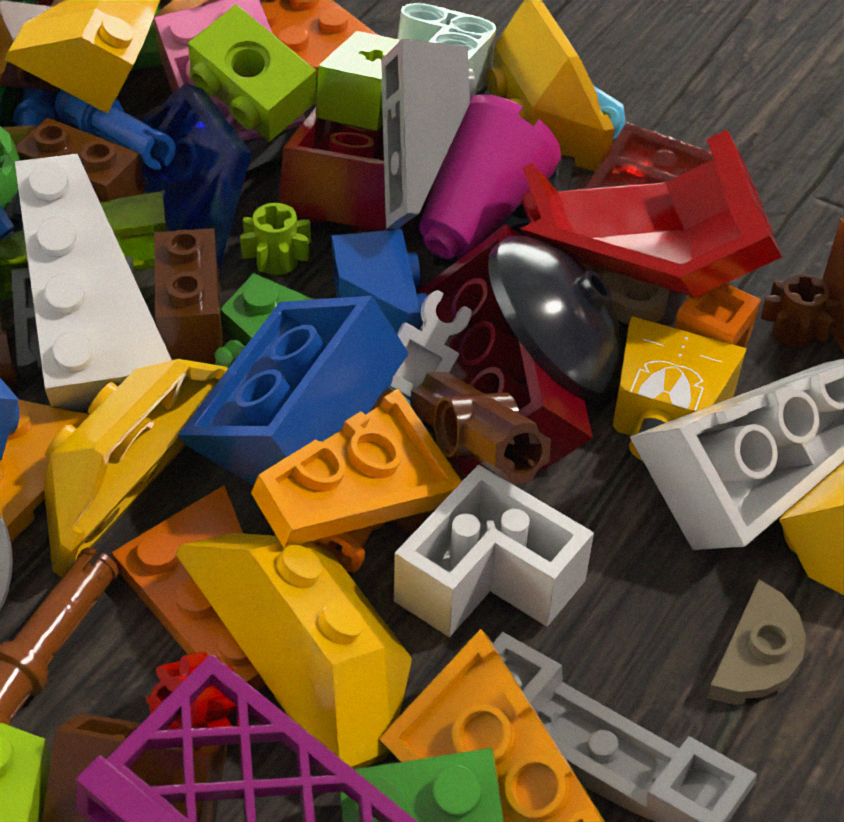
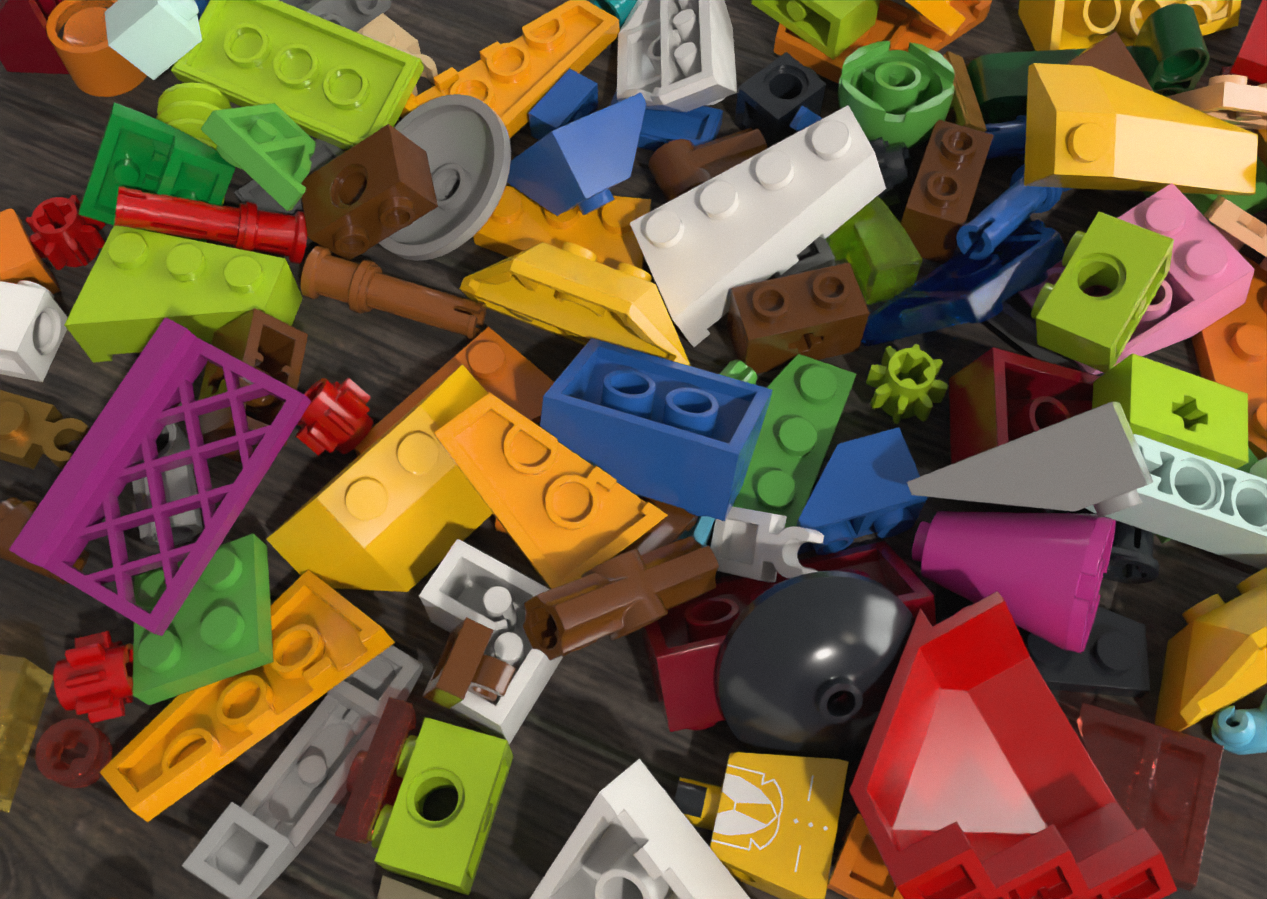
camera: 85 degrees right, 15 degrees up
(545, 533) = (466, 668): none -> reddish brown tile
(617, 674) = (374, 772): none -> clear red plate
(630, 593) = (449, 849): none -> lime brick

